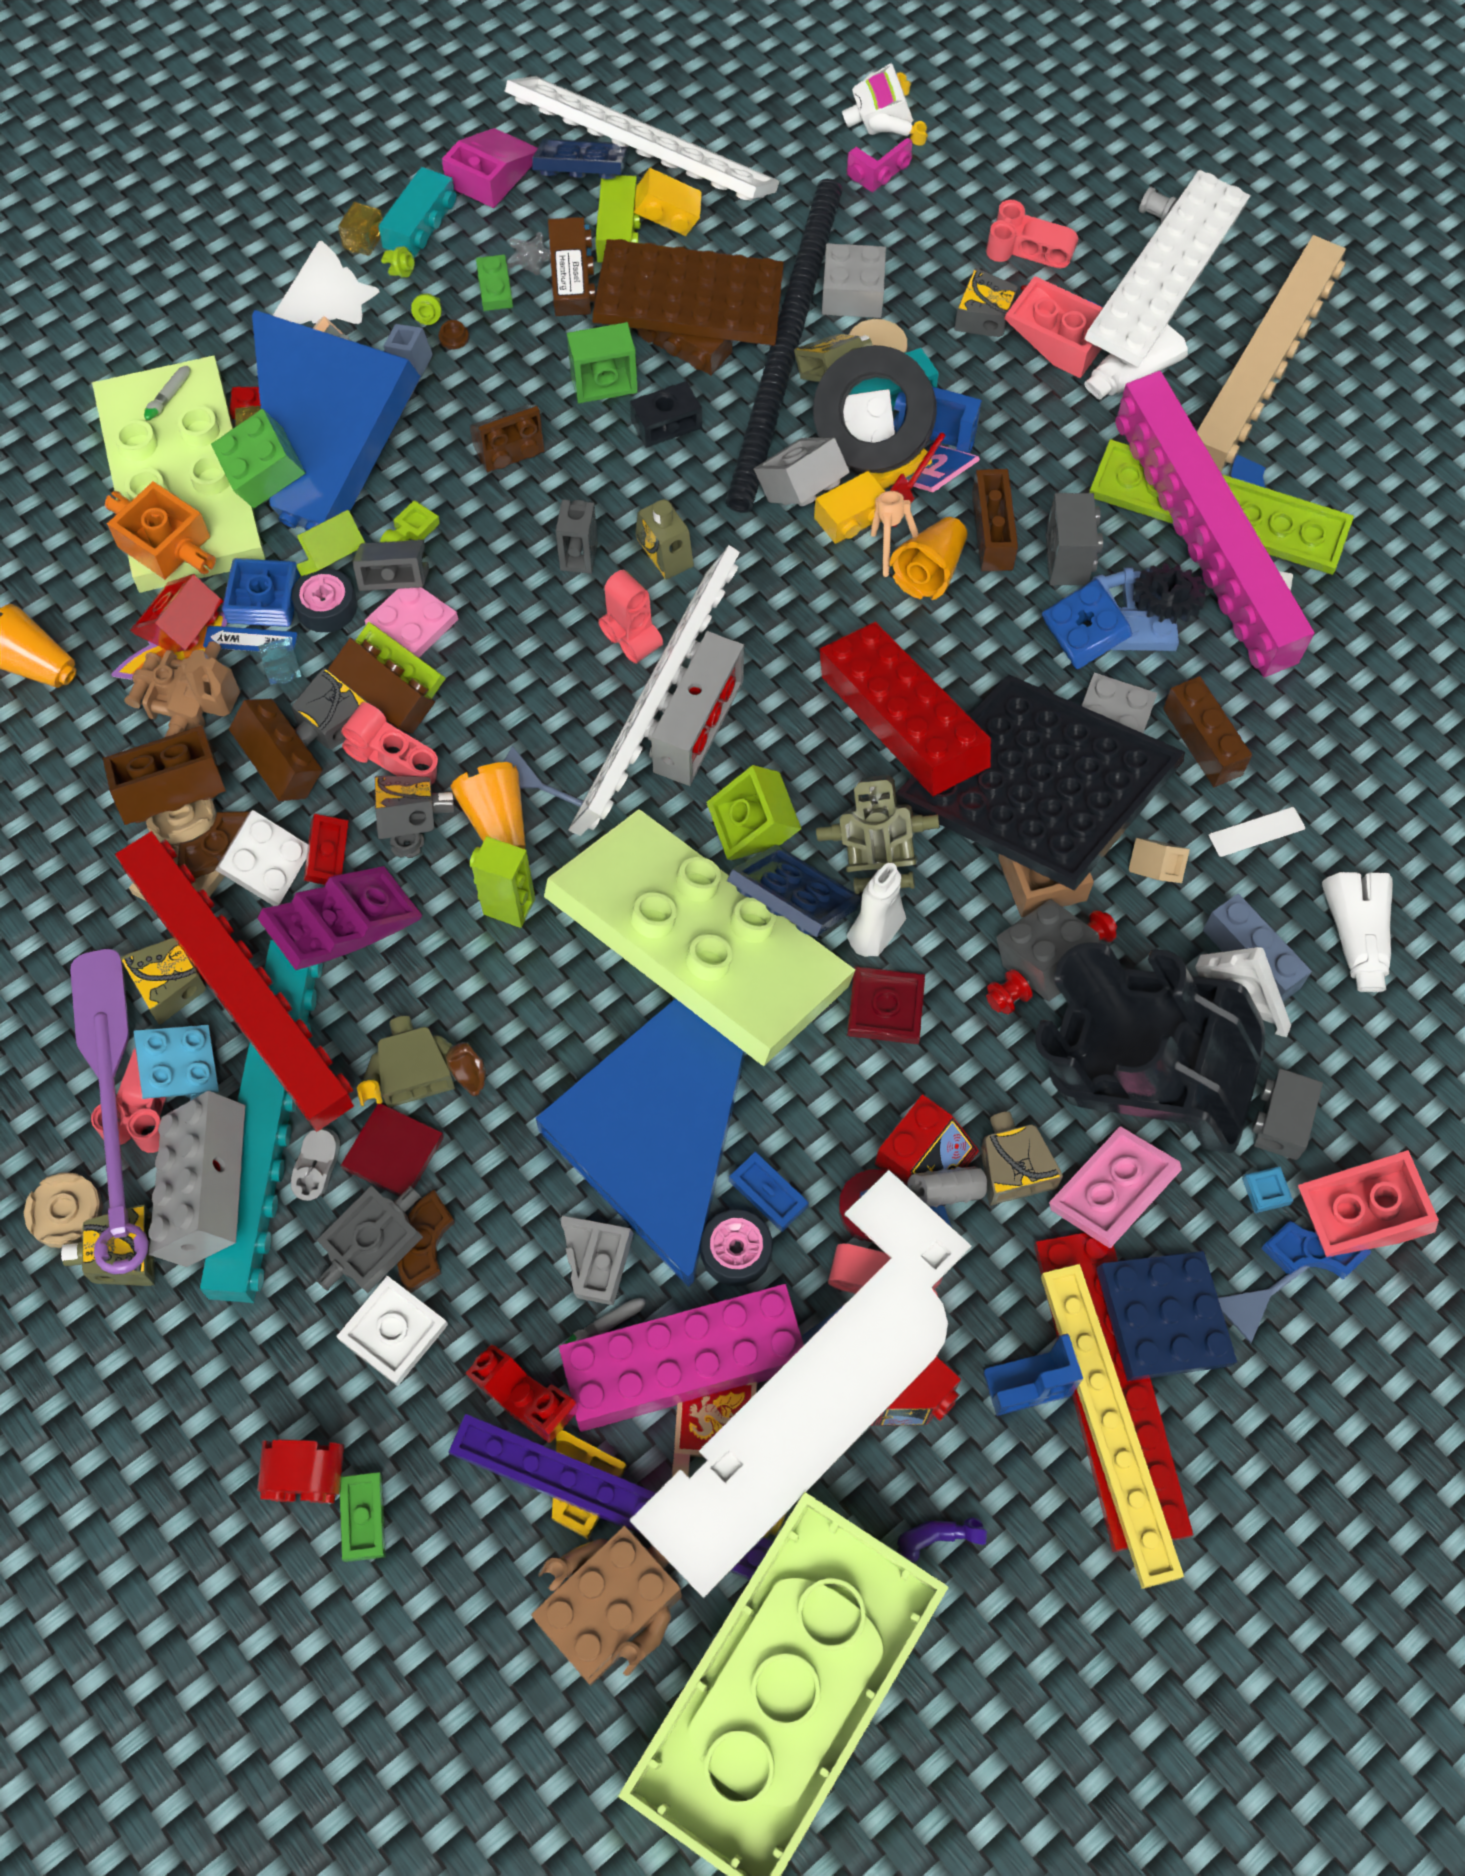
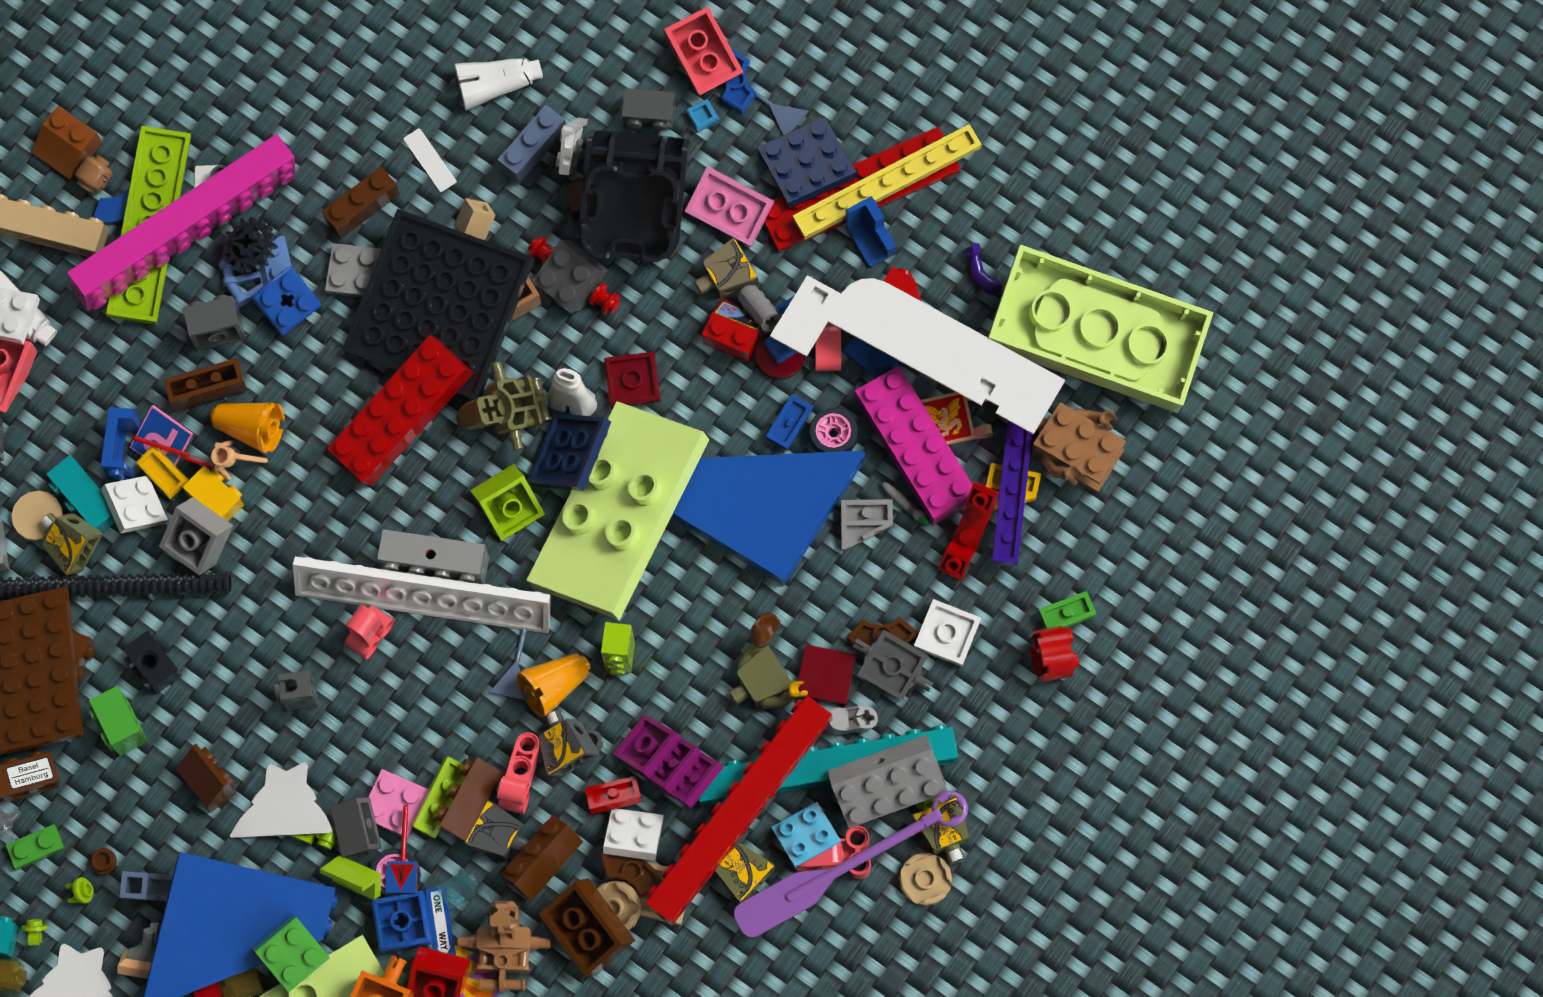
camera: 100 degrees left, 10 degrees up
(315, 596) = (402, 875): none -> piece
(447, 506) = (283, 807): none -> white sticker
(659, 528) = (278, 628): olive torso -> none
(866, 364) = (104, 496): black tyre -> none
(1297, 462) = (93, 174): none -> medium nougat head
(1345, 445) = (65, 142): none -> dark orange slope

